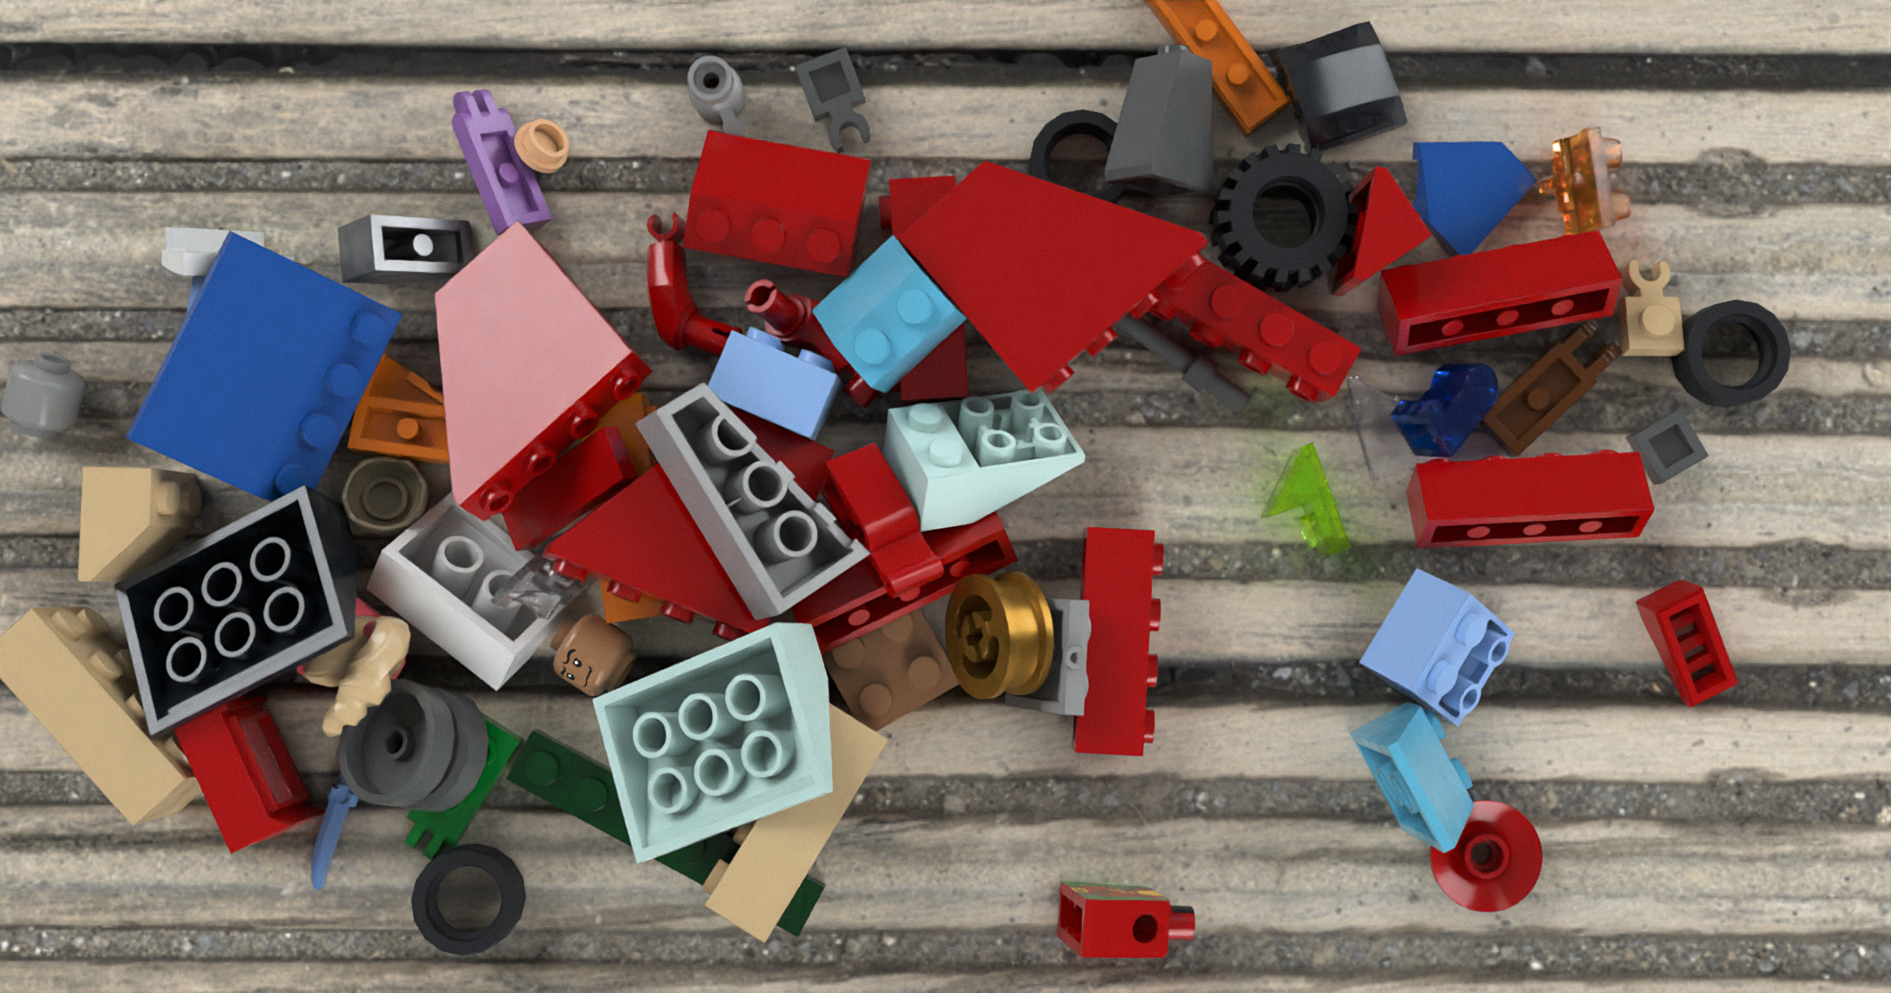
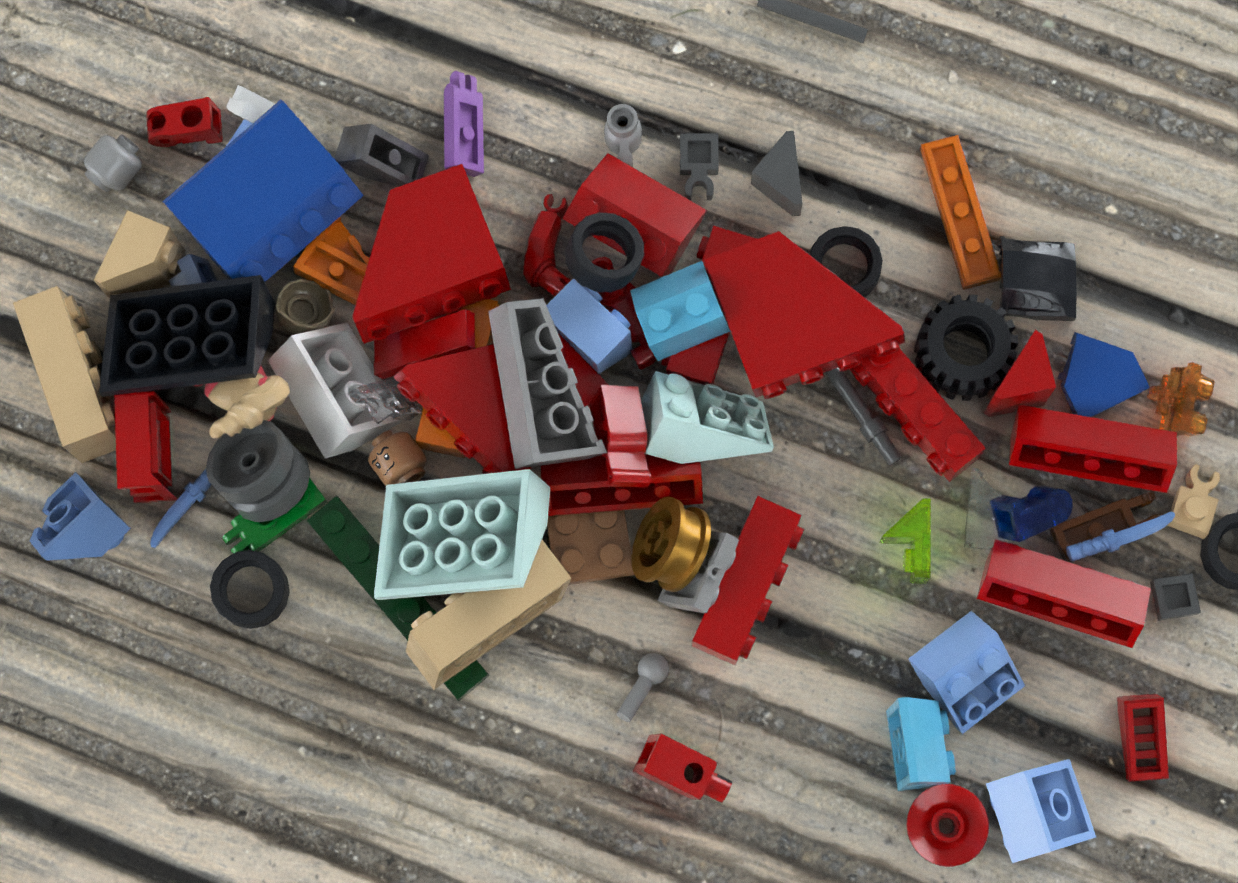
camera: 25 degrees right, 10 degrees down
(119, 302) = (184, 123): none -> red leg
(205, 901) = (77, 523): none -> medium blue slope
(218, 506) = (193, 271): none -> sand blue tile
(542, 145) = (496, 124): light nougat plate -> none
(776, 242) = (621, 232): none -> black tyre
(949, 73) = (779, 175): none -> dark grey slope
(1032, 796) = (652, 670): none -> light grey bar
(1165, 126) = (909, 260): dark grey slope -> none
(1566, 406) = (1111, 540): none -> medium blue piece
(1596, 792) = (1040, 810): none -> light blue slope

